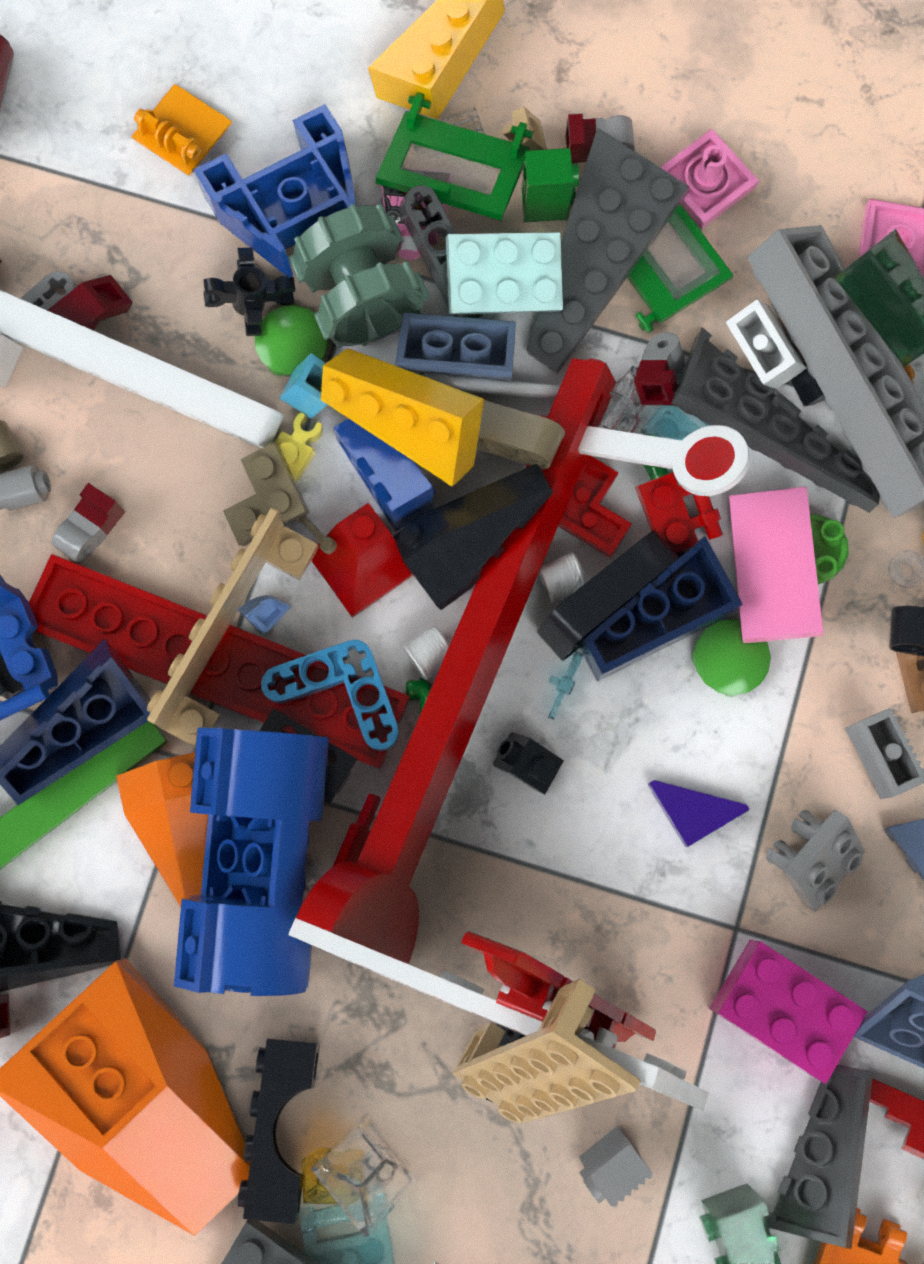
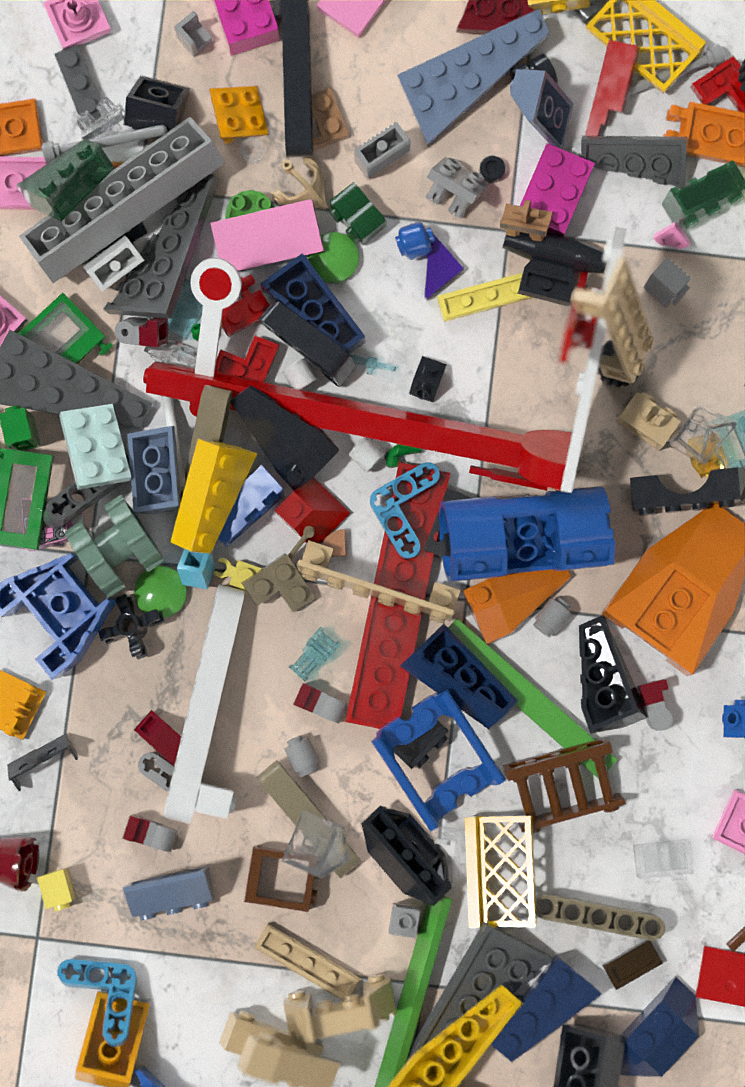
camera: 100 degrees left, 5 degrees up
(101, 146) = (38, 757): none -> black piece
(134, 882) = (552, 616): none -> light grey brick
(160, 532) = (315, 652): none -> clear light blue connector
(264, 612) = (358, 568): light blue tile -> none
(310, 588) = (336, 541): none -> nougat tile
(403, 1093) = (648, 420): none -> tan brick
(640, 882) = (481, 298): none -> light yellow tile
(675, 985) = (552, 264): none -> black plate
(690, 1191) = (672, 236): none -> bright pink tile
(740, 779) = (415, 240): none -> blue head
(745, 953) = (526, 220): none -> medium nougat hips
(792, 702) = (357, 213): none -> dark green brick
(835, 638) = (314, 190): none -> tan helmet
(836, 920) = (492, 169): none -> black tile

